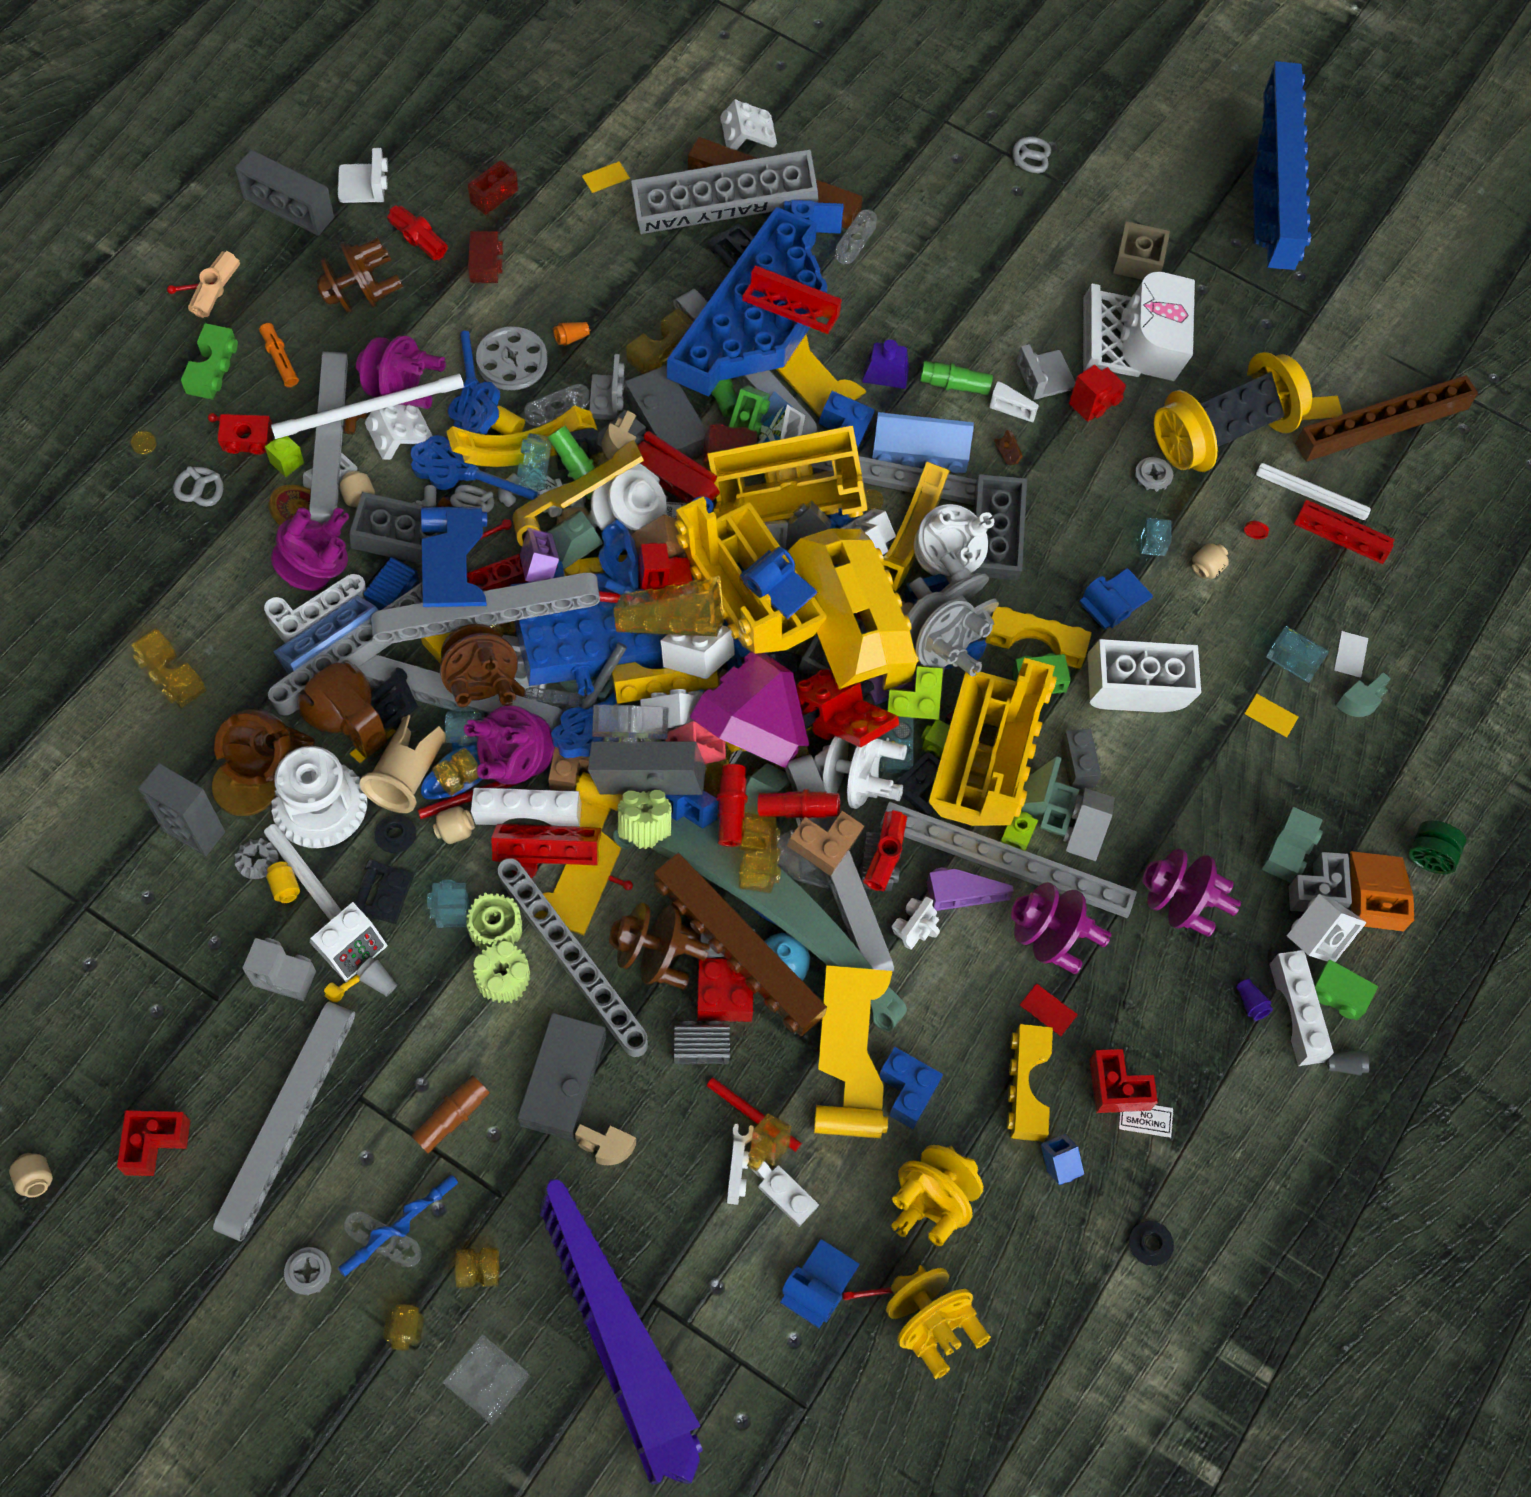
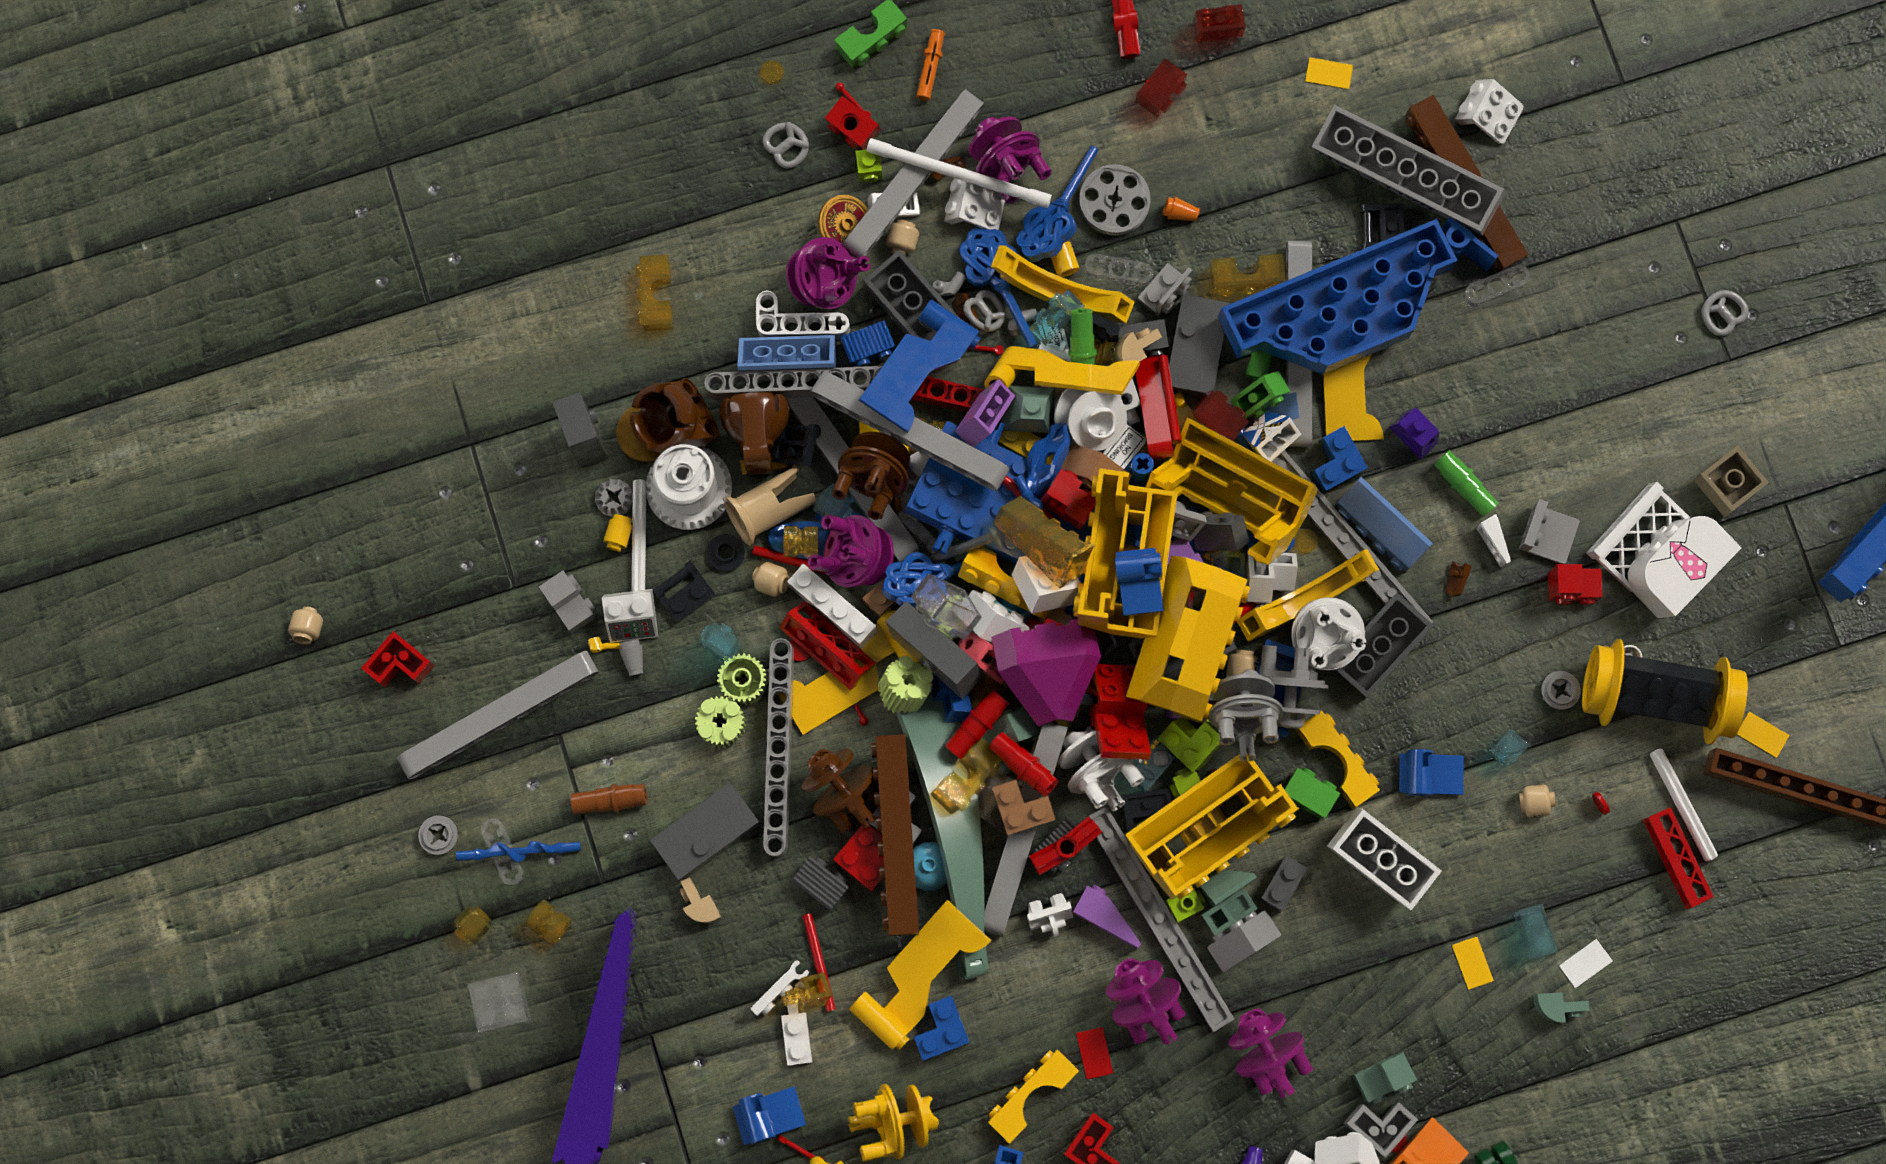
camera: 45 degrees right, 15 degrees up
(362, 263) = (1041, 39): reddish brown piece -> none
(795, 296) = (1376, 323): red fence -> none

